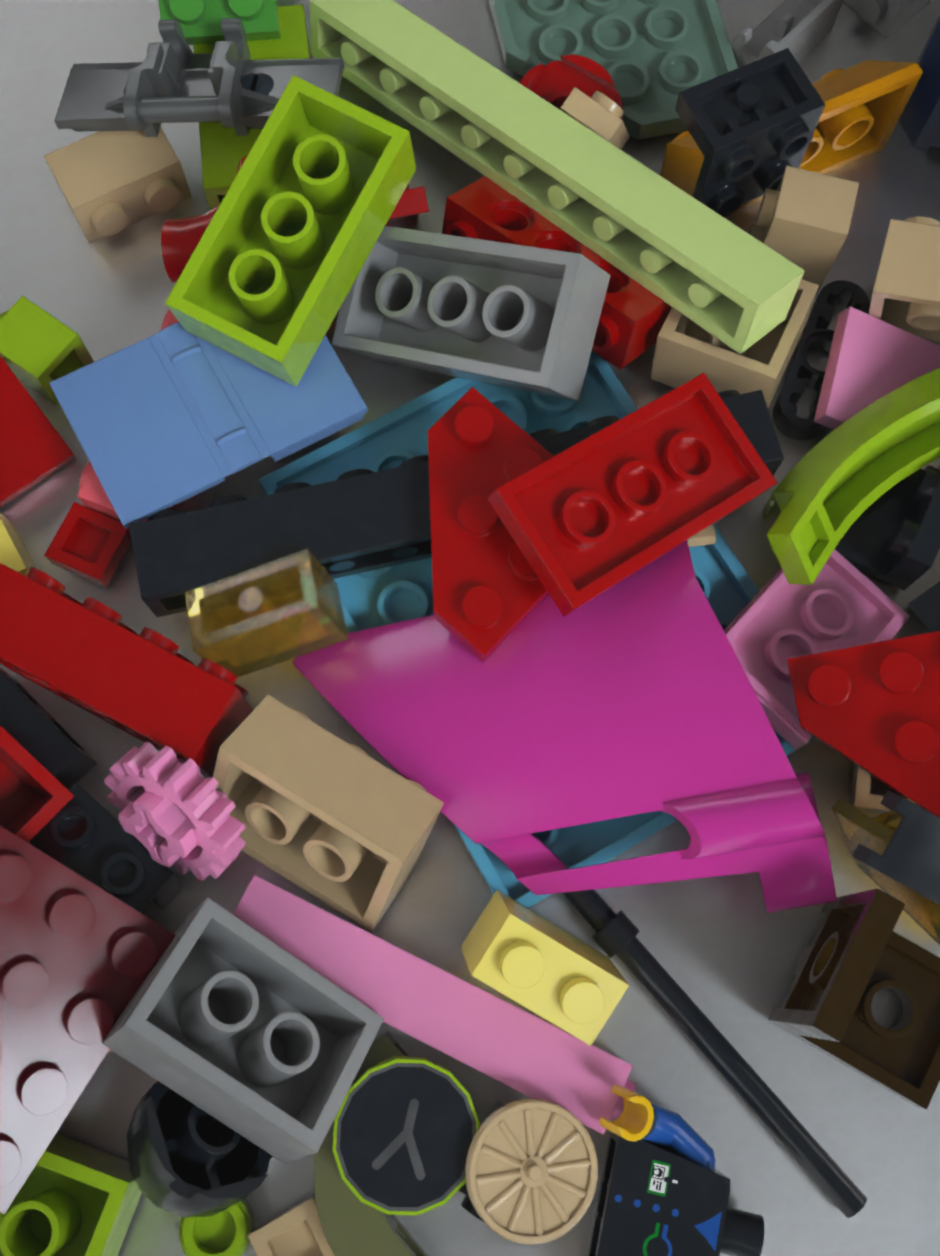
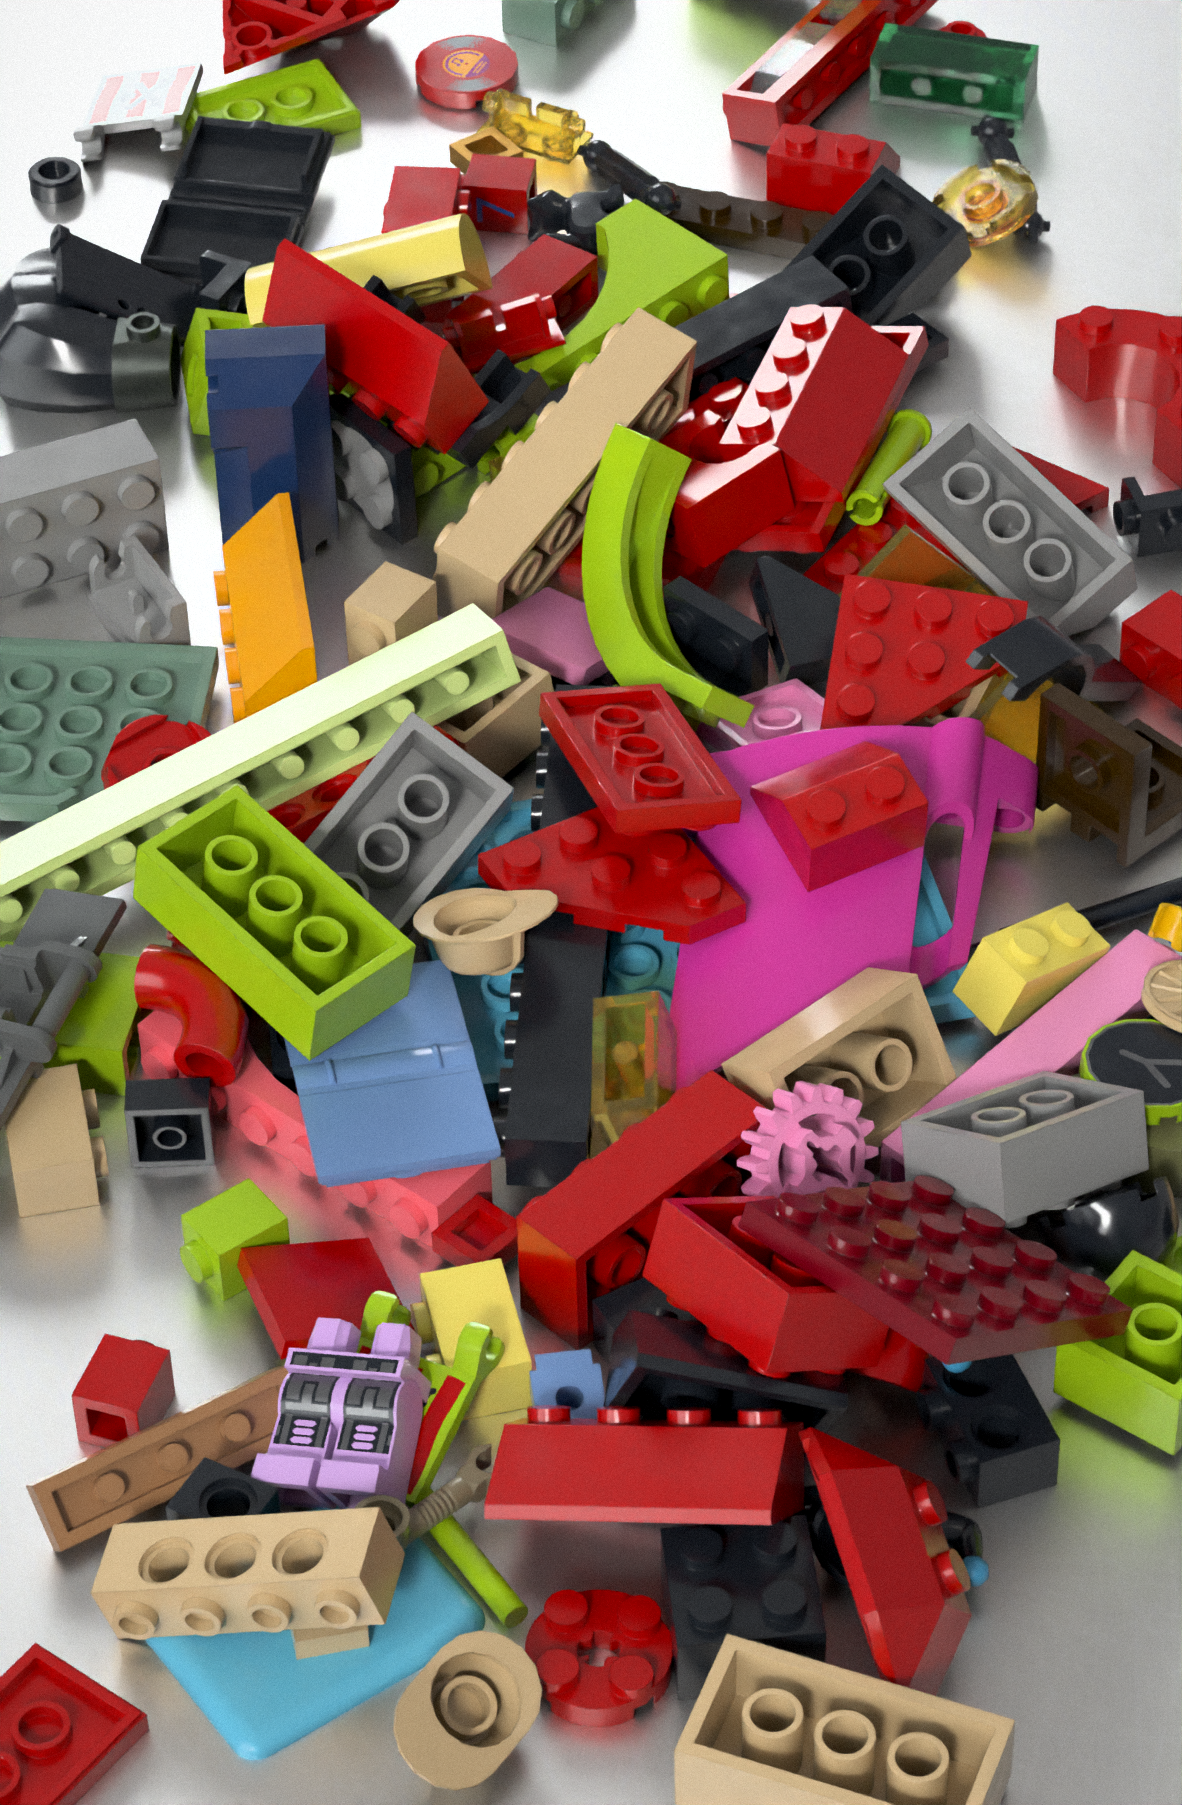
camera: 70 degrees left, 30 degrees down
(143, 237) = (170, 1122): none -> black piece
(376, 416) = (482, 927): none -> tan piece
(598, 115) = (204, 722): tan plate -> none
(624, 711) = (844, 812): none -> red slope
(749, 128) = (287, 605): black bracket -> none

